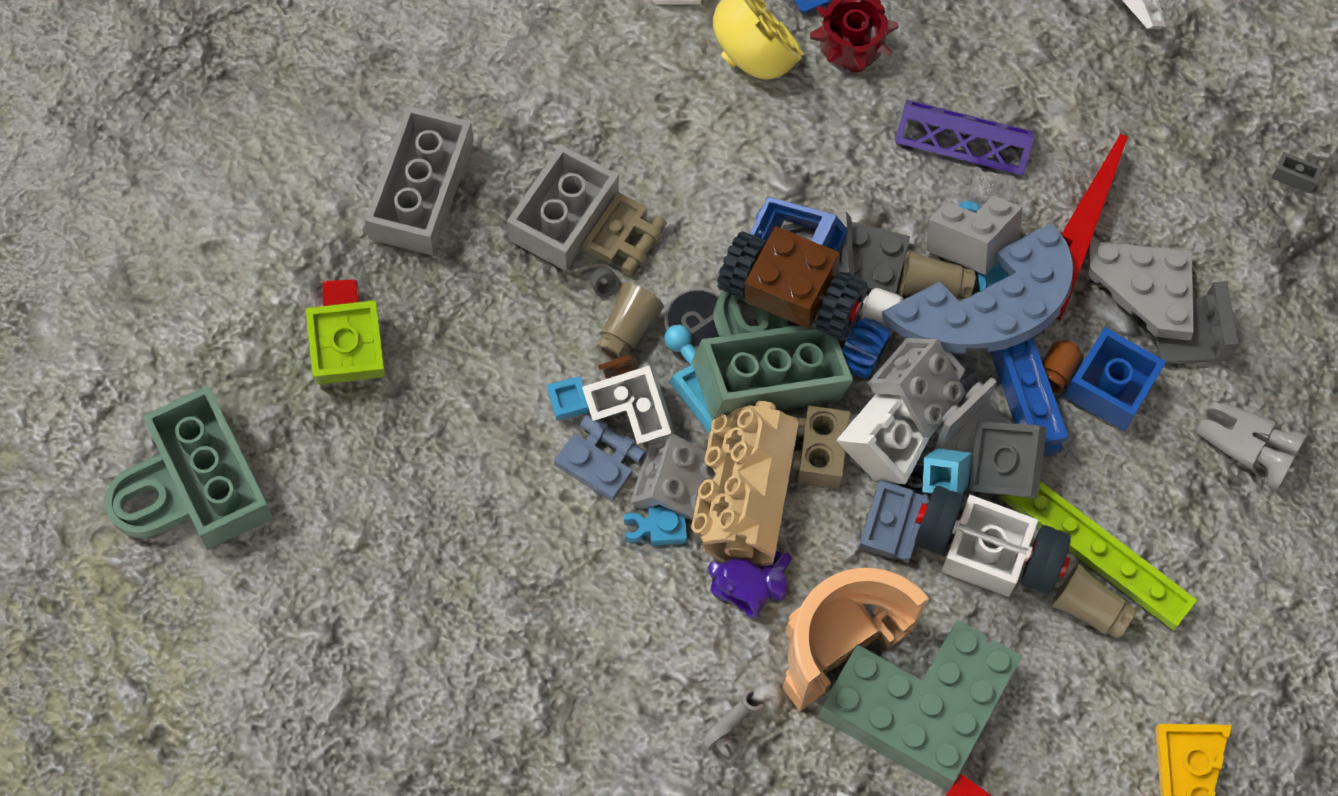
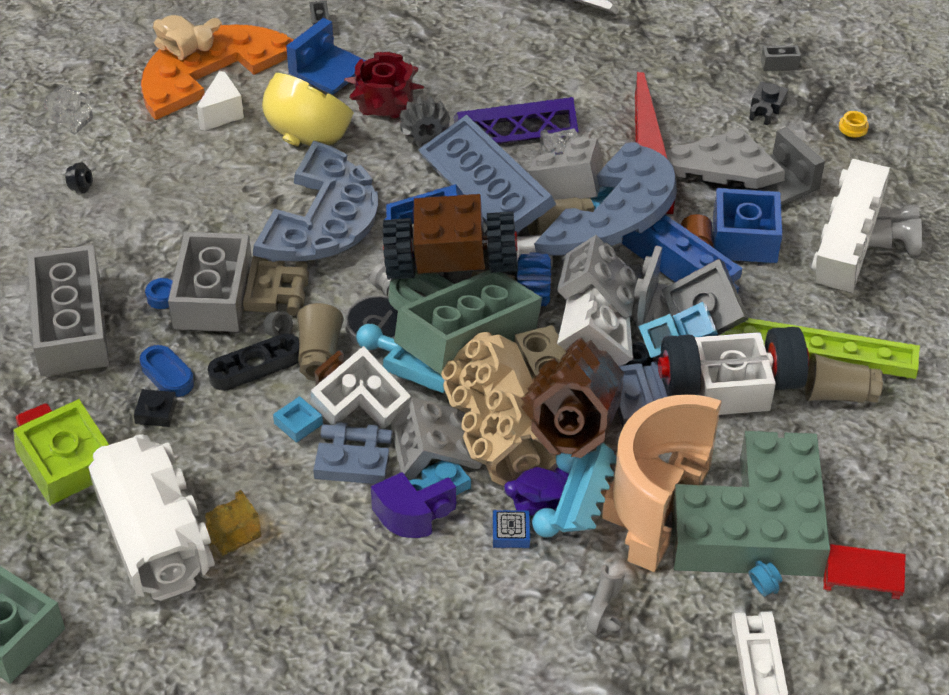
camera: 25 degrees left, 20 degrees down
(385, 447) = (150, 516): none -> white brick
(451, 323) = (155, 408): none -> black plate
(454, 484) = (233, 524): none -> clear yellow brick
(481, 285) = (166, 370): none -> blue tile
(504, 18) = (79, 177): none -> black plate
(514, 190) = (158, 293): none -> blue tile
(538, 303) = (235, 377): none -> black beam
(611, 545) = (411, 511): none -> dark purple brick
(695, 606) = (511, 529): none -> tile
(725, 177) = (337, 218): none -> sand blue plate
(769, 607) = (579, 494): none -> medium azure gear
(808, 518) = (574, 399): none -> reddish brown brick
(867, 100) = (424, 120): none -> dark grey gear
(885, 203) = (480, 166): none -> sand blue plate
(888, 772) = (765, 578): none -> dark azure plate
(981, 480) = (695, 321): none -> plate
(1215, 433) = (850, 225): none -> white wedge
(1247, 221) = (767, 100): none -> black plate
(1323, 292) = (854, 124): none -> yellow plate

